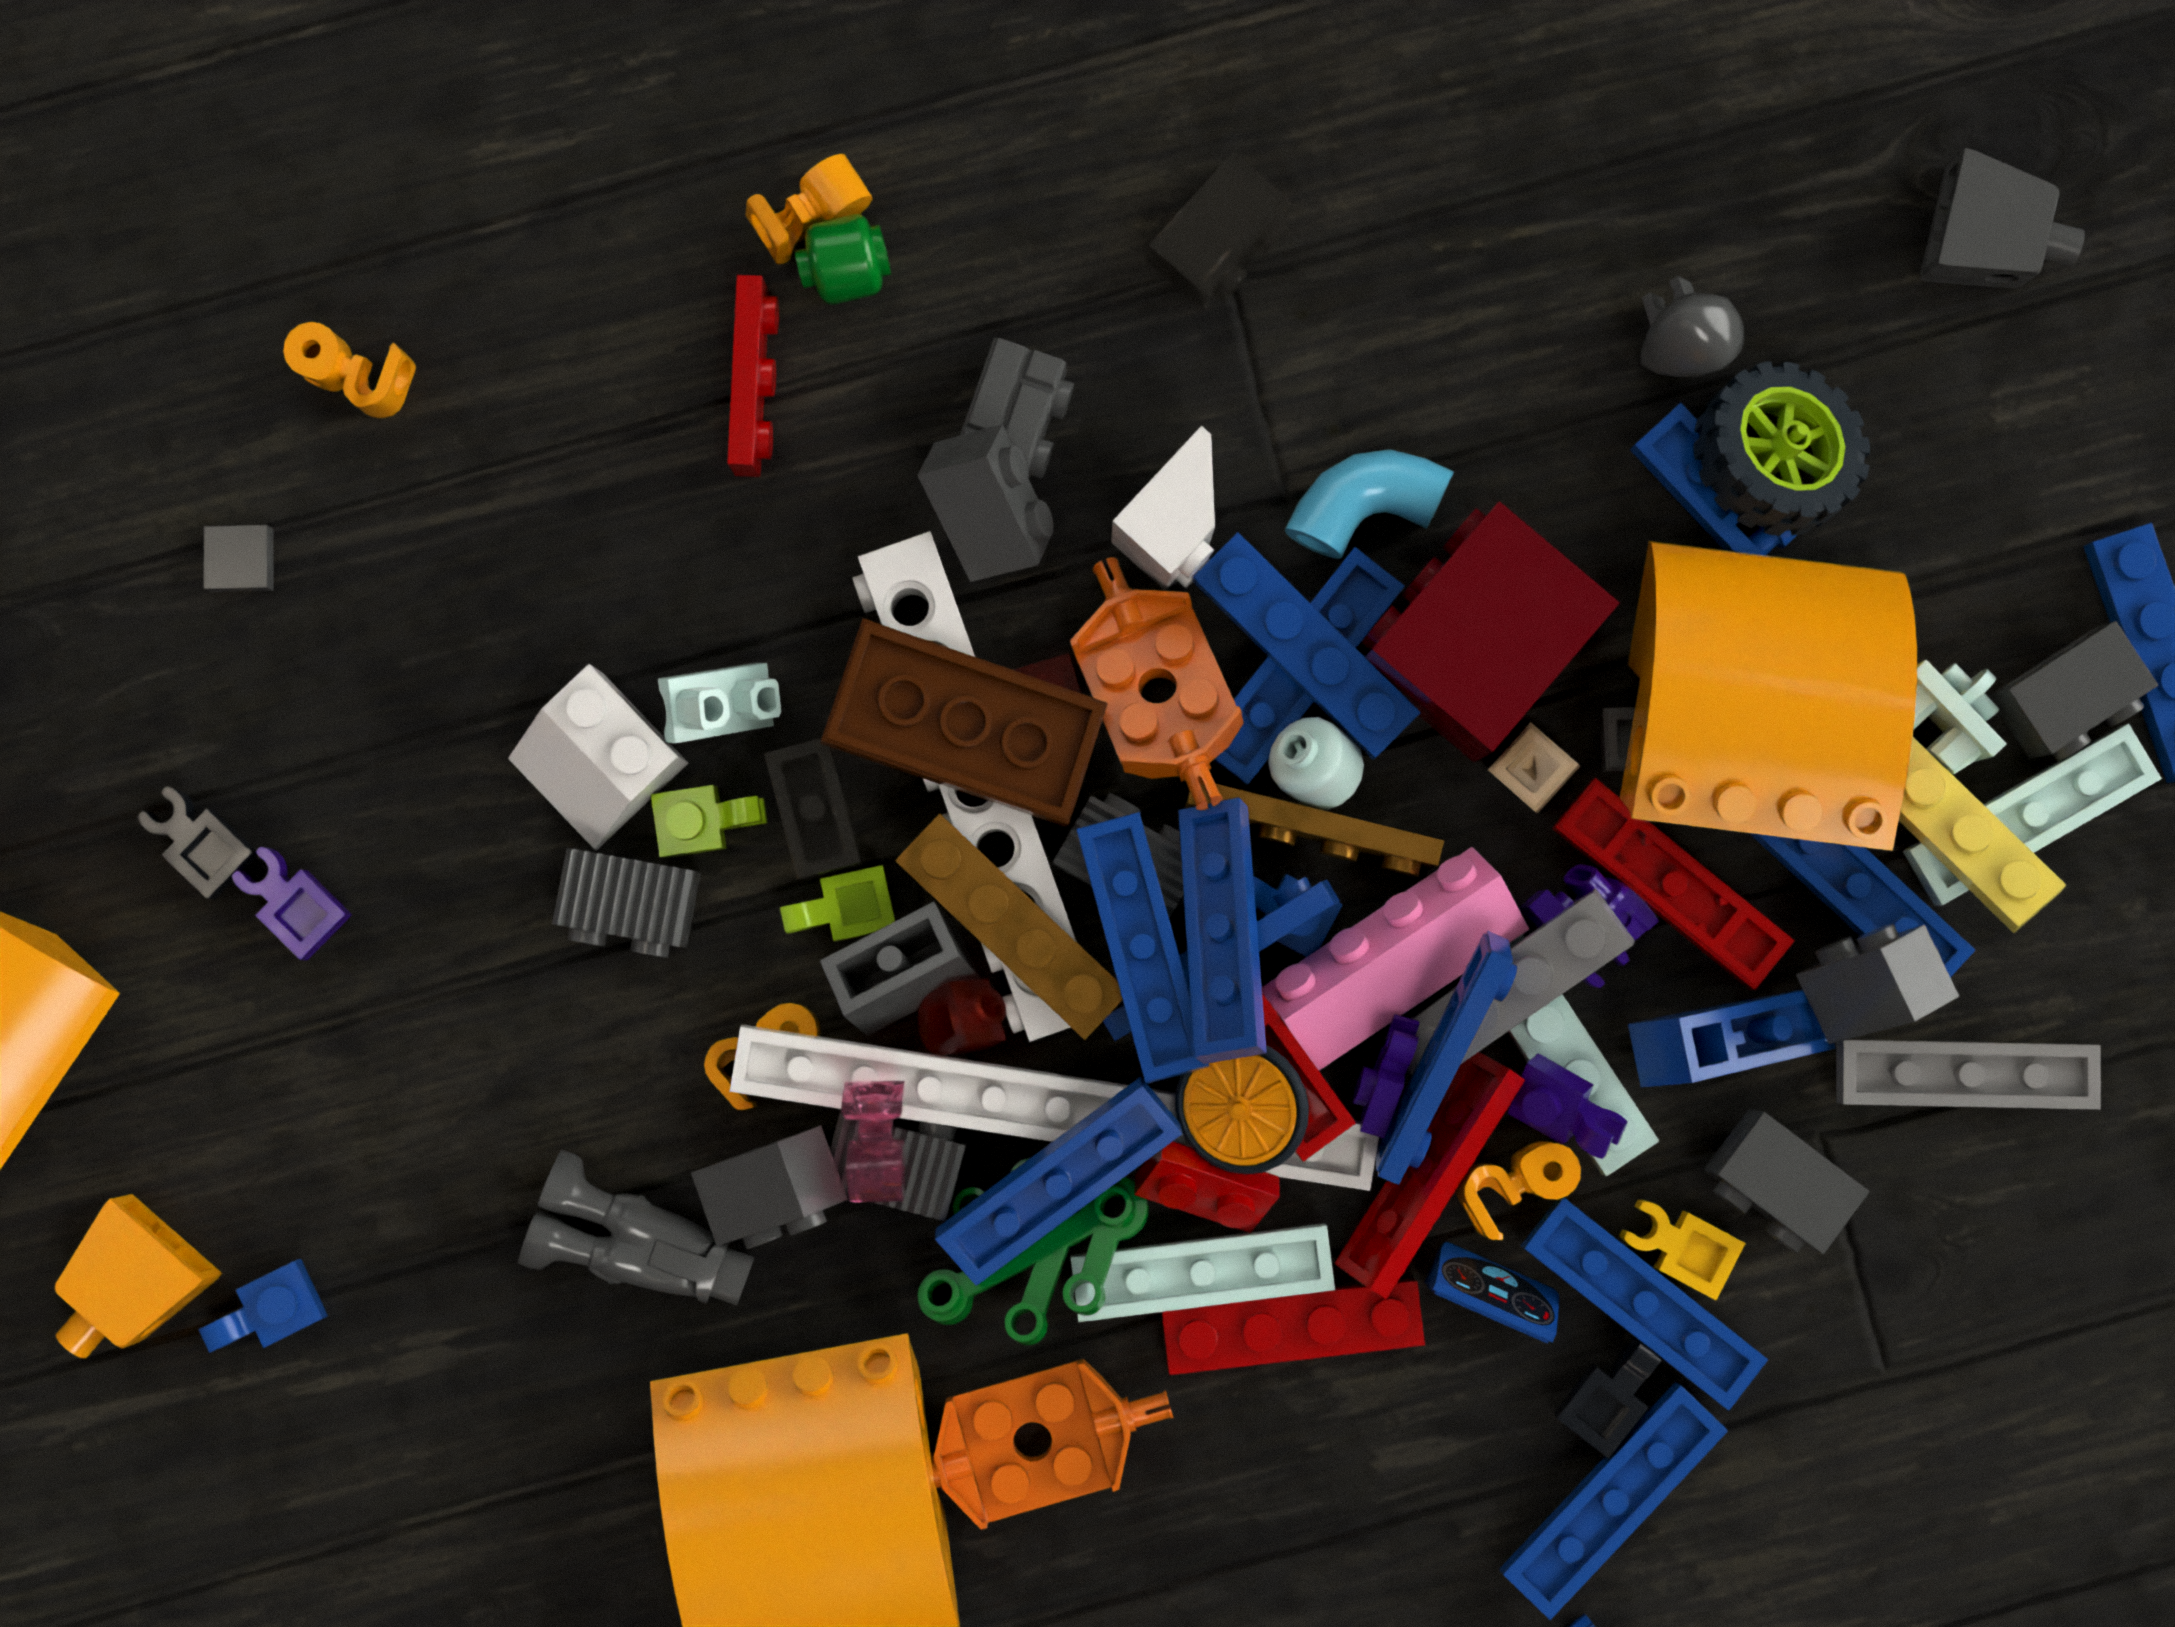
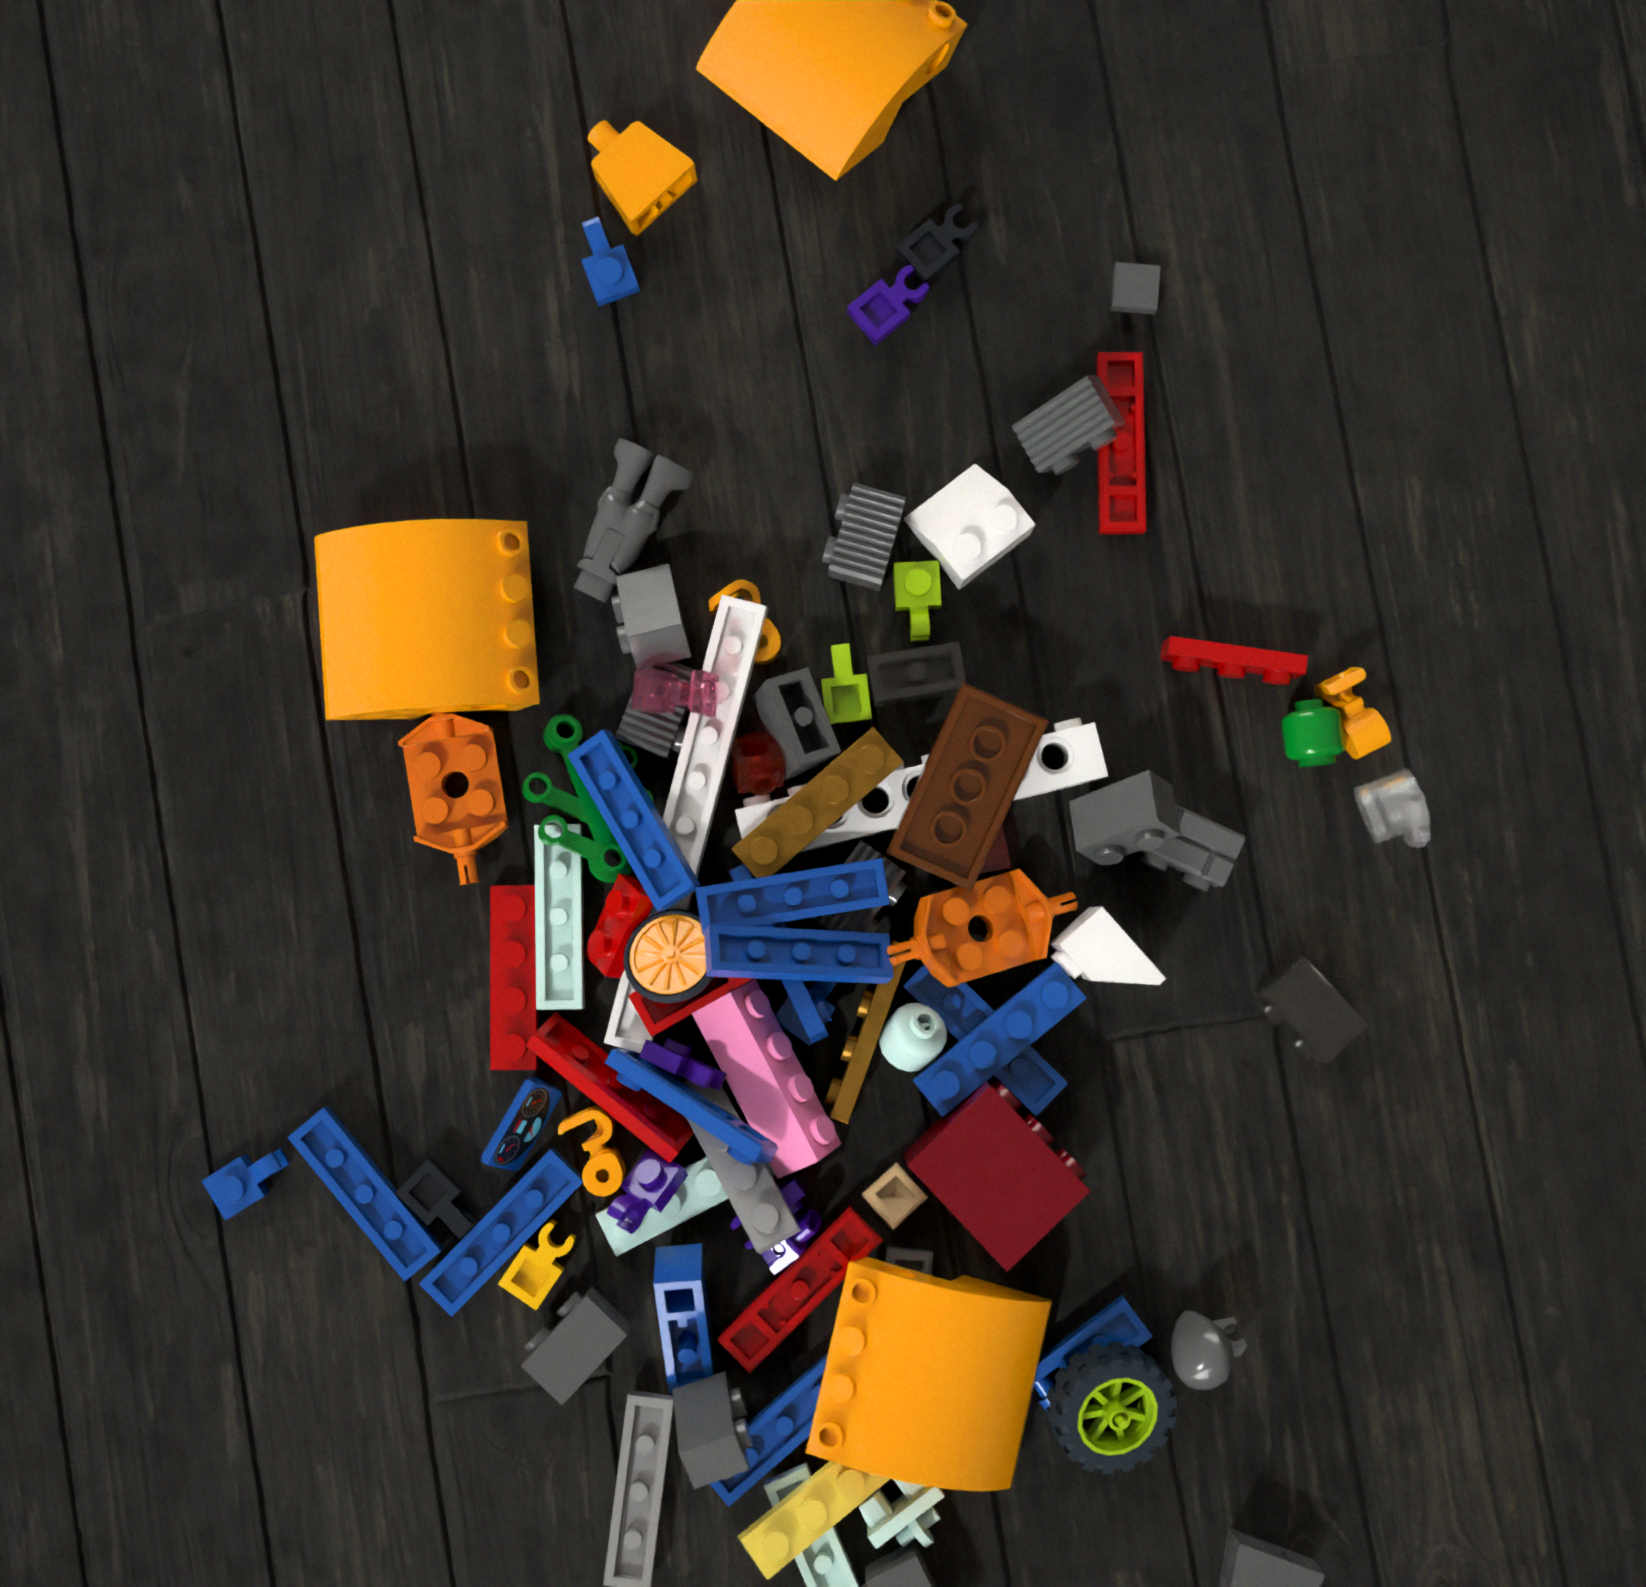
camera: 100 degrees right, 0 degrees up
(329, 364) = (1269, 363): light orange leg -> none
(443, 630) = (1068, 425): none -> dark grey brick
(461, 558) = (1123, 460): none -> red plate
(719, 702) = (999, 614): light aqua hips -> none
(934, 140) = (1393, 808): none -> clear piece
(1362, 487) = (1111, 1094): medium azure cylinder -> none

